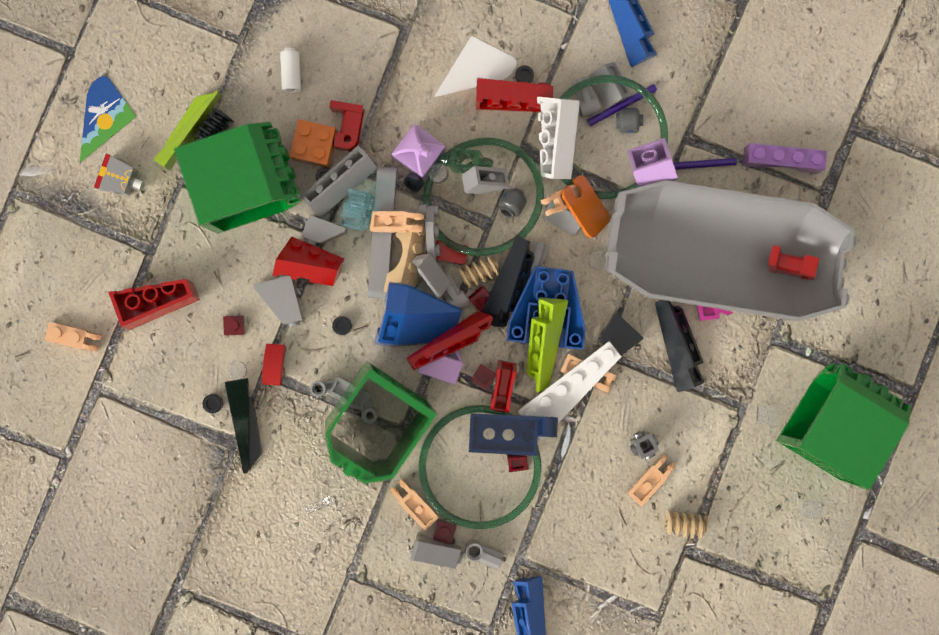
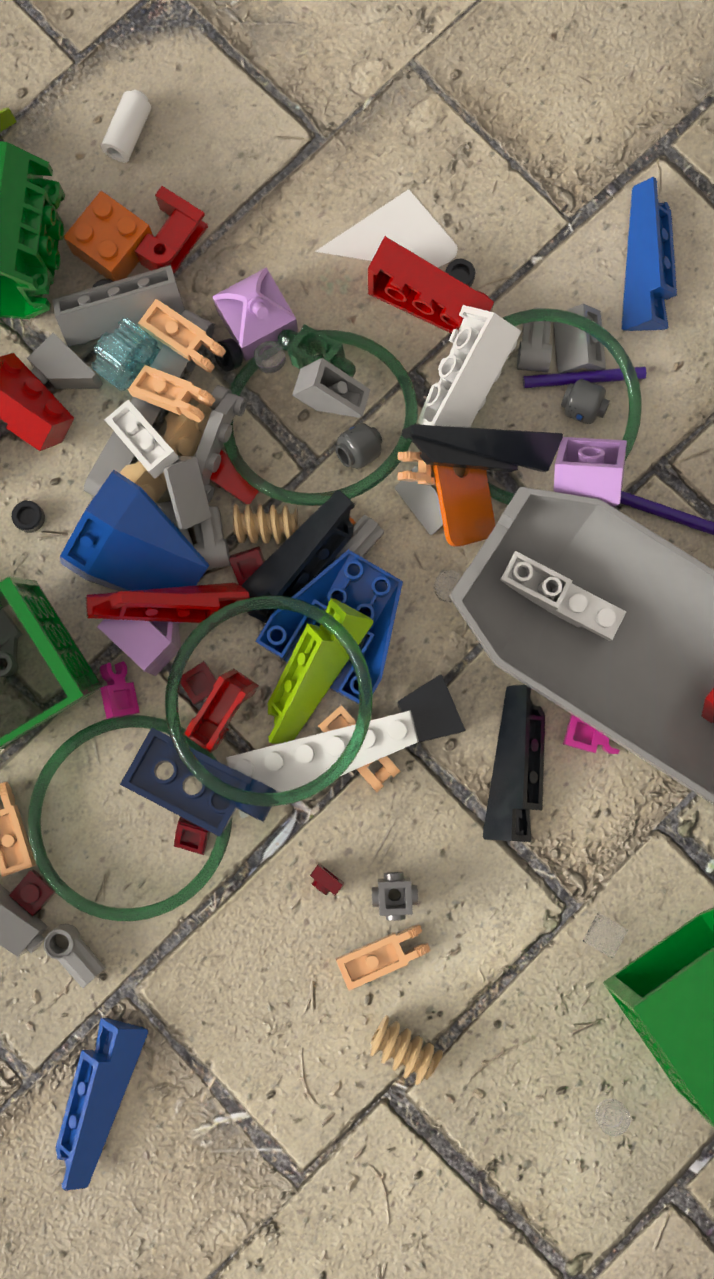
camera: 30 degrees right, 5 degrees down
(383, 184) = (179, 334): none -> light nougat hinge
(392, 255) = (141, 439): none -> white plate
(442, 403) = (118, 696): none -> dark pink plate
(587, 176) = (484, 447): none -> black wedge
(589, 370) = (357, 738): none -> clear green piece
(602, 453) = (325, 880): none -> dark red plate
(665, 240) = (562, 597): none -> white slope

